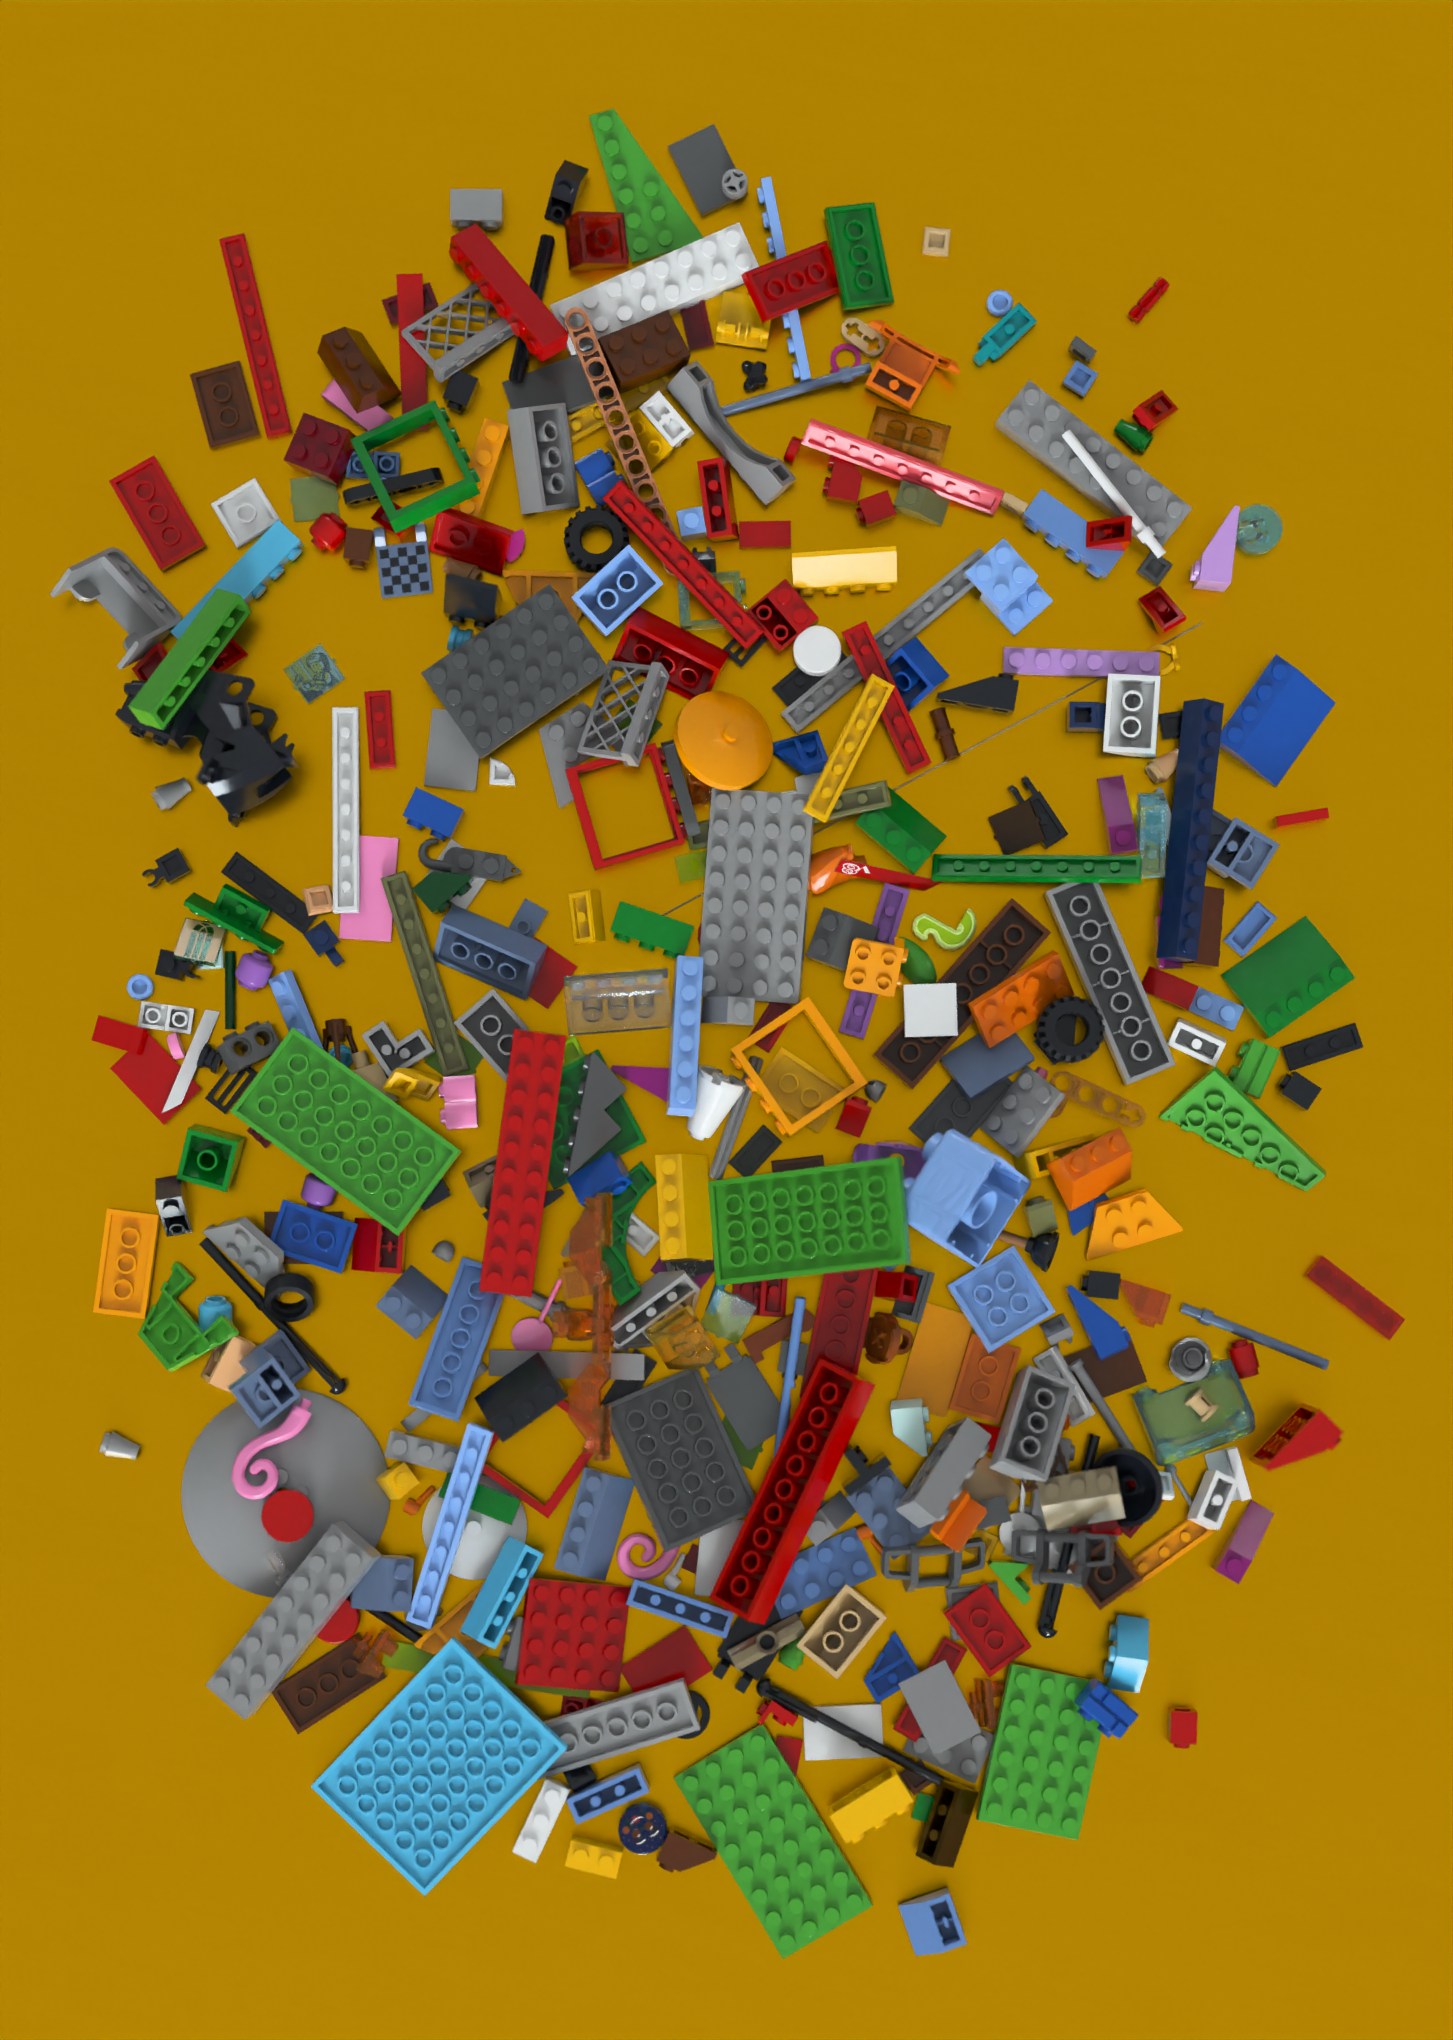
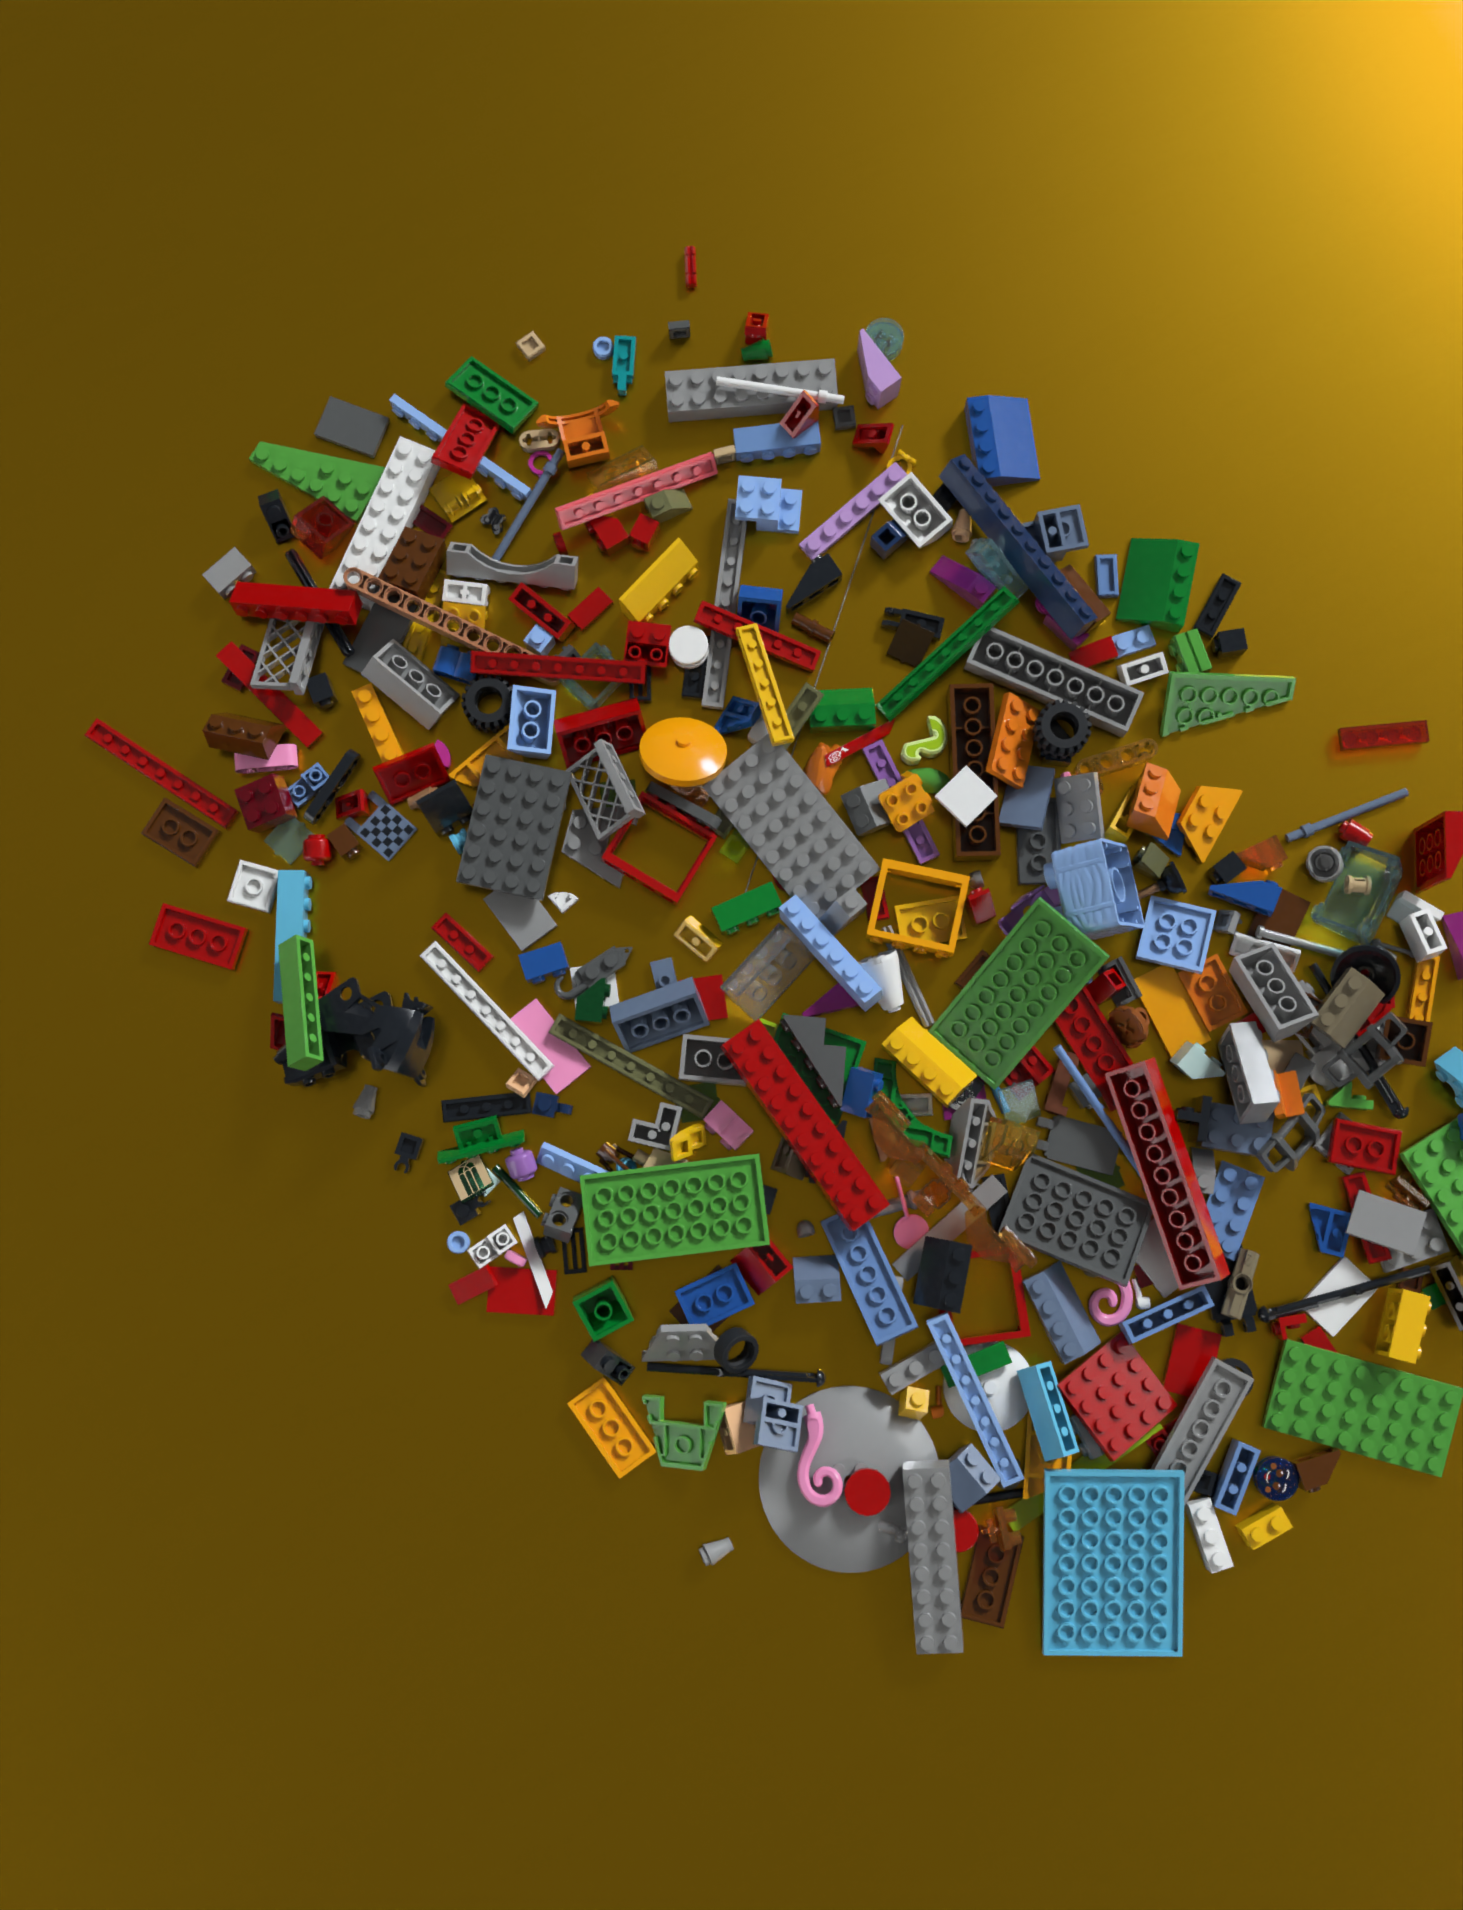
camera: 40 degrees left, 5 degrees down
(126, 596) = (224, 1006): light grey windscreen -> none
(211, 1309) = (694, 1405): medium azure head -> none
(314, 674) = (389, 946): clear light blue piece -> none
(317, 1192) = (691, 1266): medium lavender head -> none
(432, 503) = (365, 772): green window -> none
(733, 178) = (373, 413): light grey wheel -> none
(755, 1151) = (939, 986): pearl dark grey tile -> none
(791, 1655) = (1262, 1276): bright green cone -> none
(841, 1630) = (1280, 1232): tan slope -> none
(864, 1532) = (1231, 1157): orange hand -> none
(1080, 378) = (693, 347): medium blue plate -> none
(1300, 818) = (1073, 482): red tile -> none

